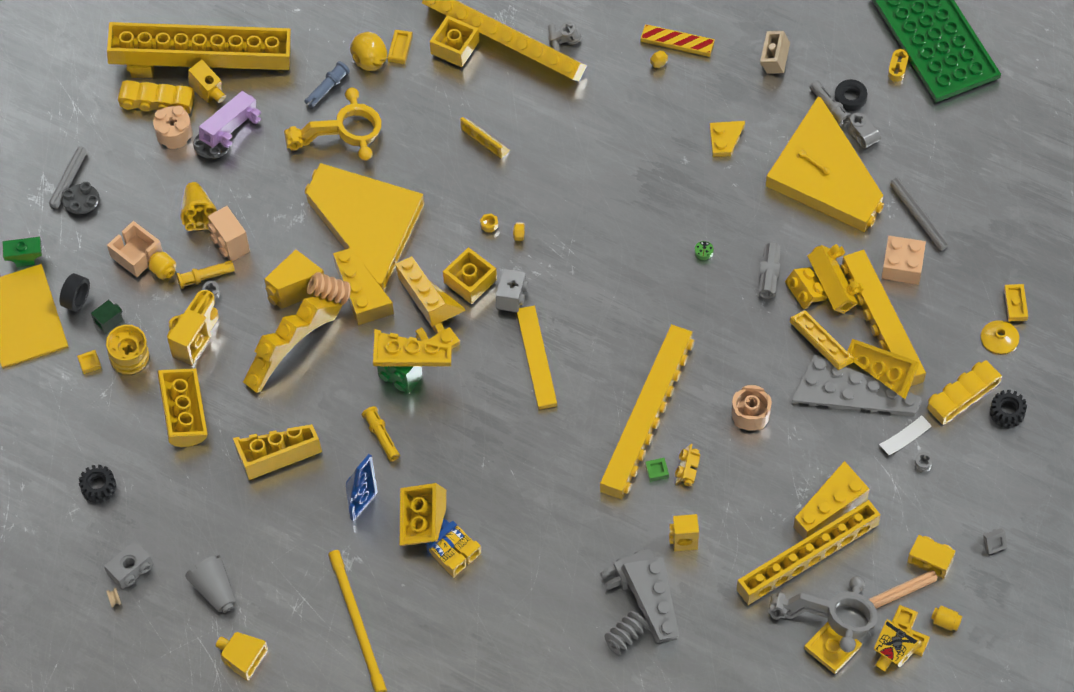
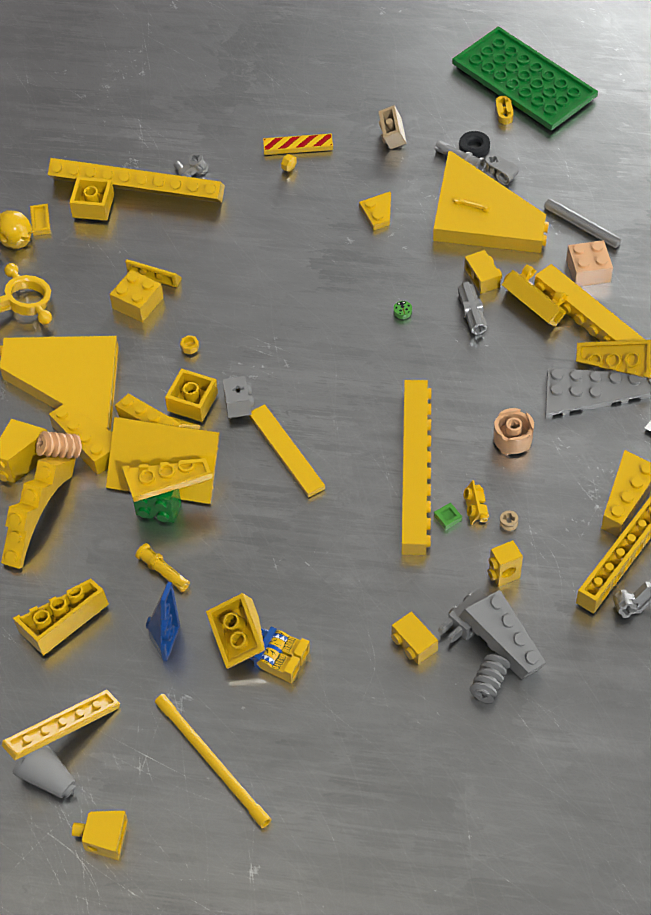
camera: 20 degrees left, 5 degrees down
(239, 548) = (60, 724): none -> yellow tile
(414, 316) = (151, 443): none -> yellow piece
(458, 157) = (136, 296): none -> yellow brick
(519, 231) = (221, 343): yellow tile -> none
(576, 573) = (414, 638): none -> yellow brick
(711, 498) = (514, 520): none -> tan bush
(796, 235) = (482, 271): none -> yellow brick
(805, 287) = (511, 313): yellow bracket -> none
(821, 340) = (548, 353): yellow tile -> none

